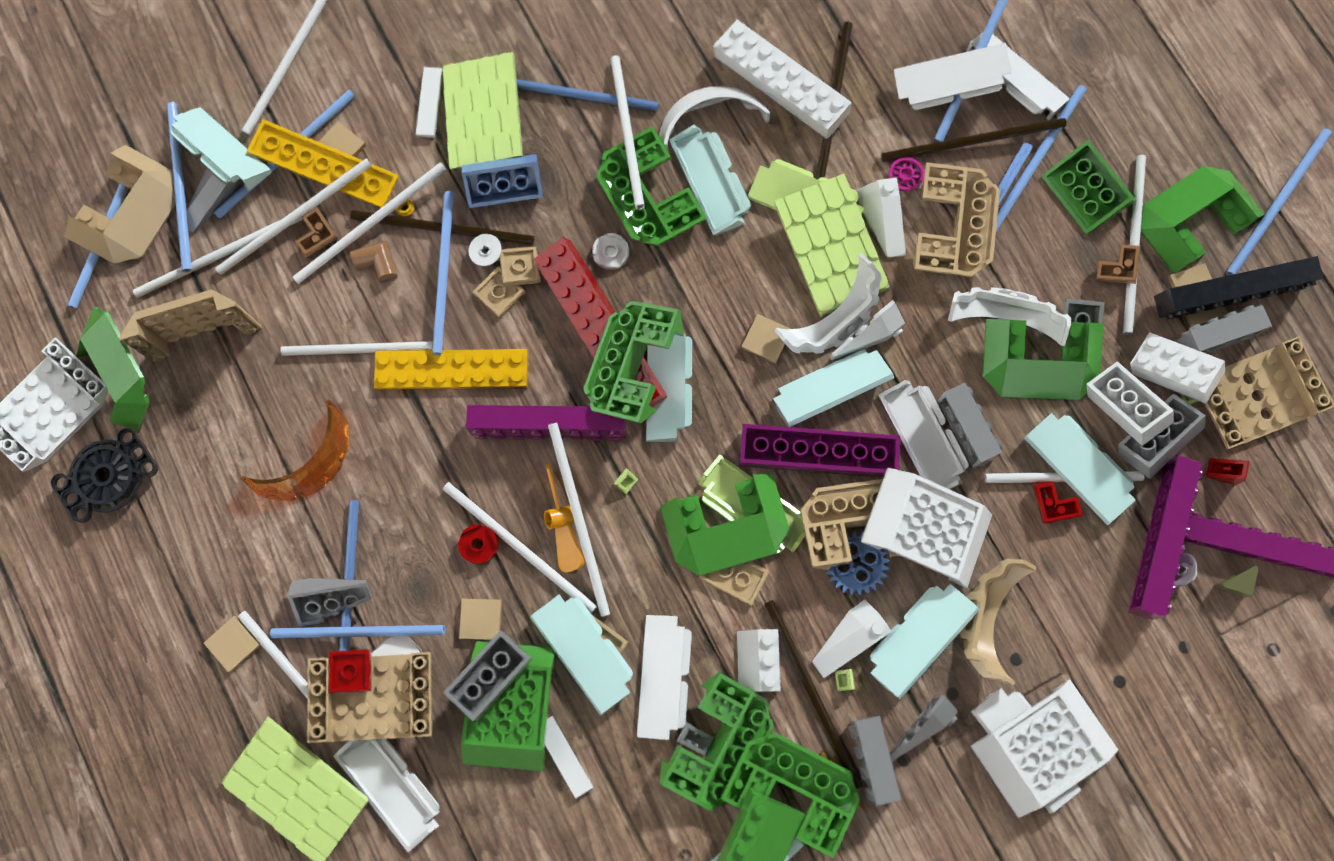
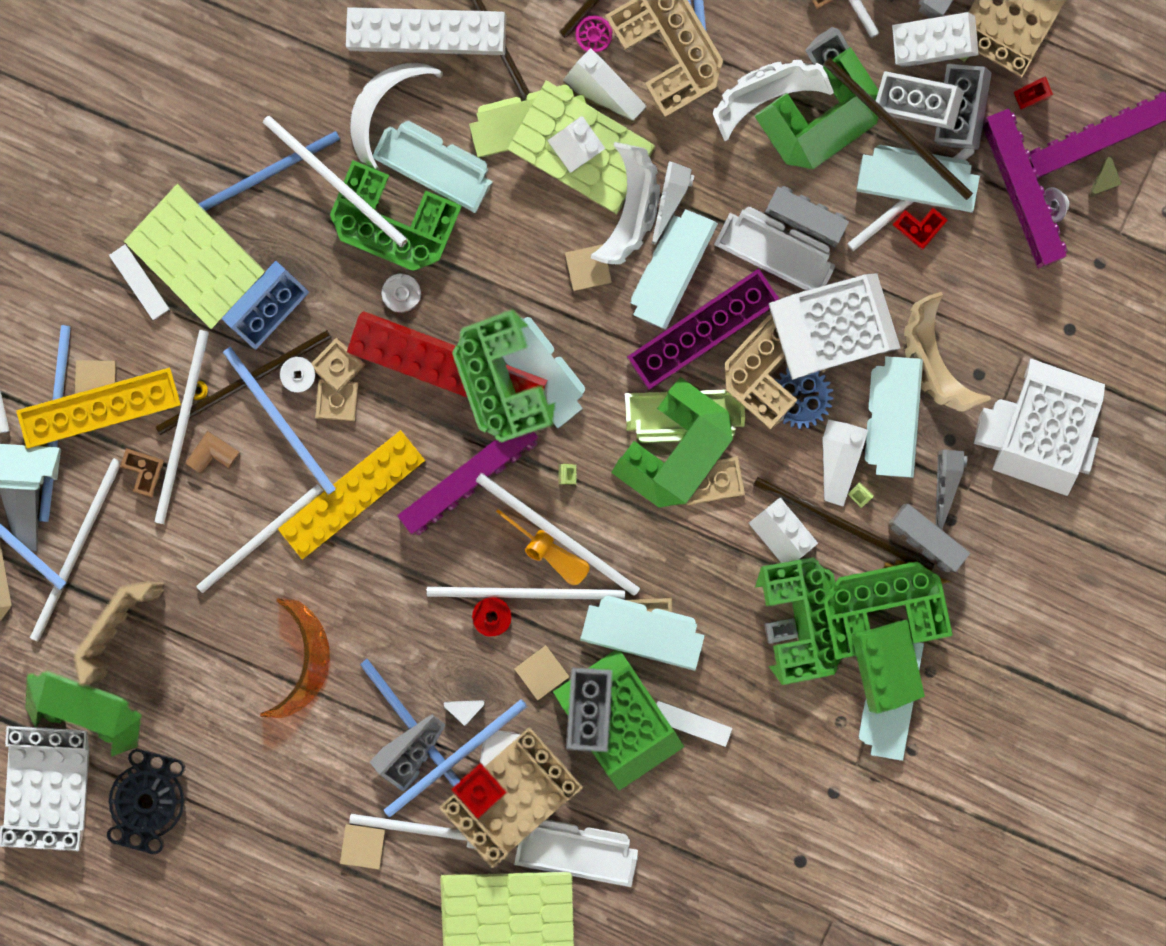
camera: 45 degrees left, 10 degrees up
(293, 216) = (113, 471): white piece -> none
(396, 600) = (464, 709): none -> white slope
(662, 691) = (713, 594): white slope -> none
(830, 235) = (576, 144): none -> white slope
(1096, 412) = (896, 127): none -> dark brown piece

